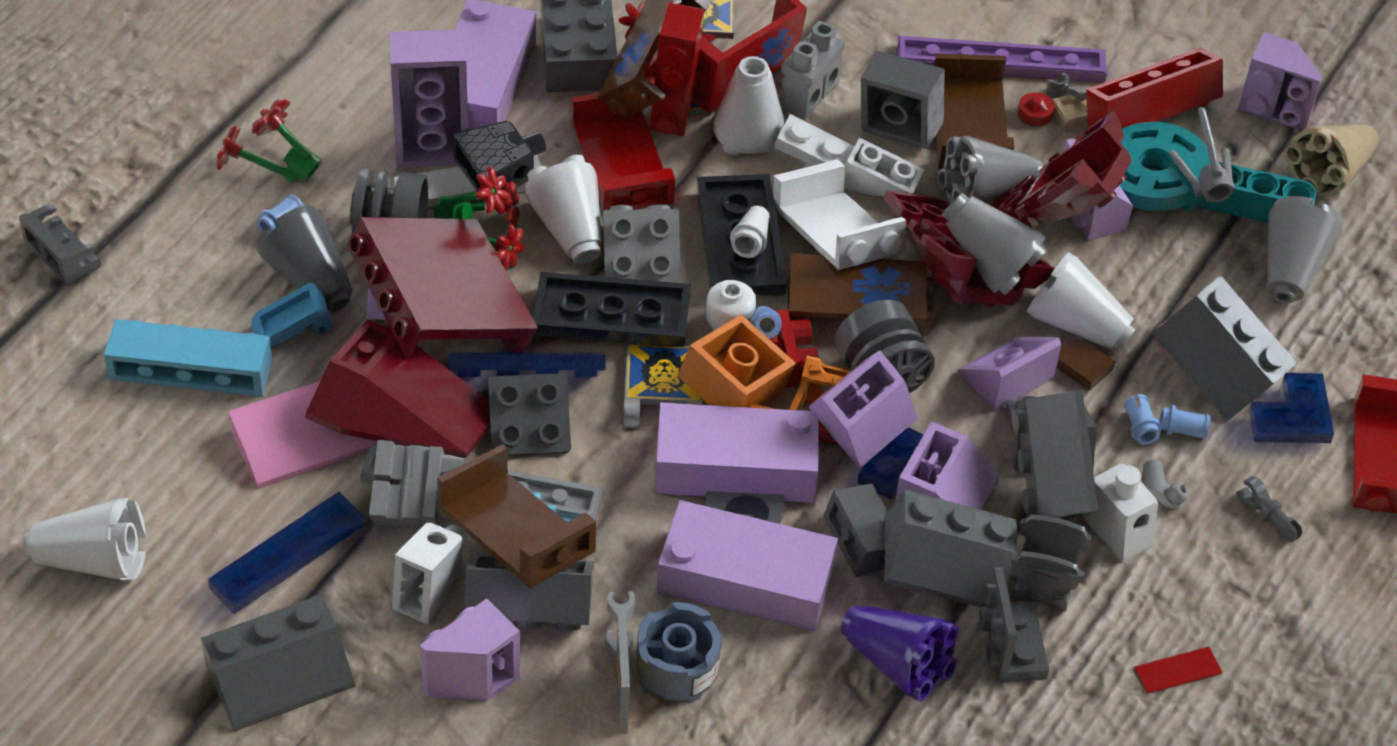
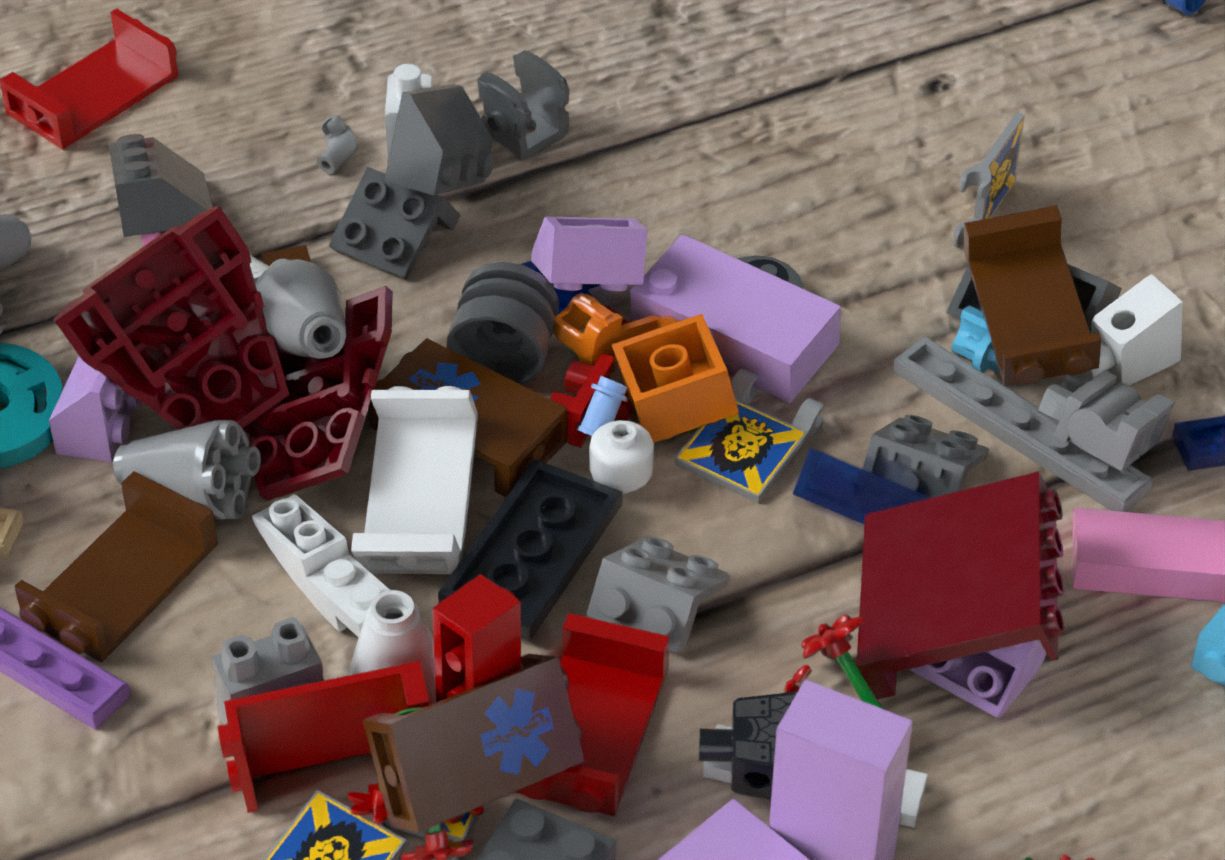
camera: 145 degrees left, 5 degrees down
(268, 217) = (1098, 831): light blue pin -> none
(293, 314) = (1151, 669): dark azure piece -> none
(306, 253) = (1101, 734): dark grey cone -> none
(379, 200) = (963, 726): dark grey wheel -> none
(396, 398) = (1100, 502): dark red wedge -> none
(471, 656) = (1139, 235): lavender slope -> none
(569, 206) = (719, 654): white cone -> none
(612, 309) = (755, 524): black plate -> none
(678, 652) = (925, 180): sand blue brick -> none
(746, 565) = (803, 219): lavender brick -> none
(750, 233) = (533, 507): white cone -> none
(858, 522) = (665, 207): dark grey hinge -> none
(902, 99) = (201, 579): dark grey brick -> none
(904, 646) = (714, 102): dark purple cone -> none
(946, 547) = (602, 151): dark grey slope -> none
(949, 469) = (522, 215): lavender slope -> none
(1012, 369) = (376, 261): lavender slope -> none
(1013, 634) = (607, 83): dark grey bracket -> none
(1036, 109) = (30, 550): red tile -> none
(1144, 426) = (298, 190): light blue pin -> none
(1178, 669) = (473, 34): red sticker -> none
(1184, 422) = (265, 184): light blue pin -> none
(1269, 509) = (262, 91): dark grey piece -> none
(1299, 419) = (139, 120): clear blue plate -> none

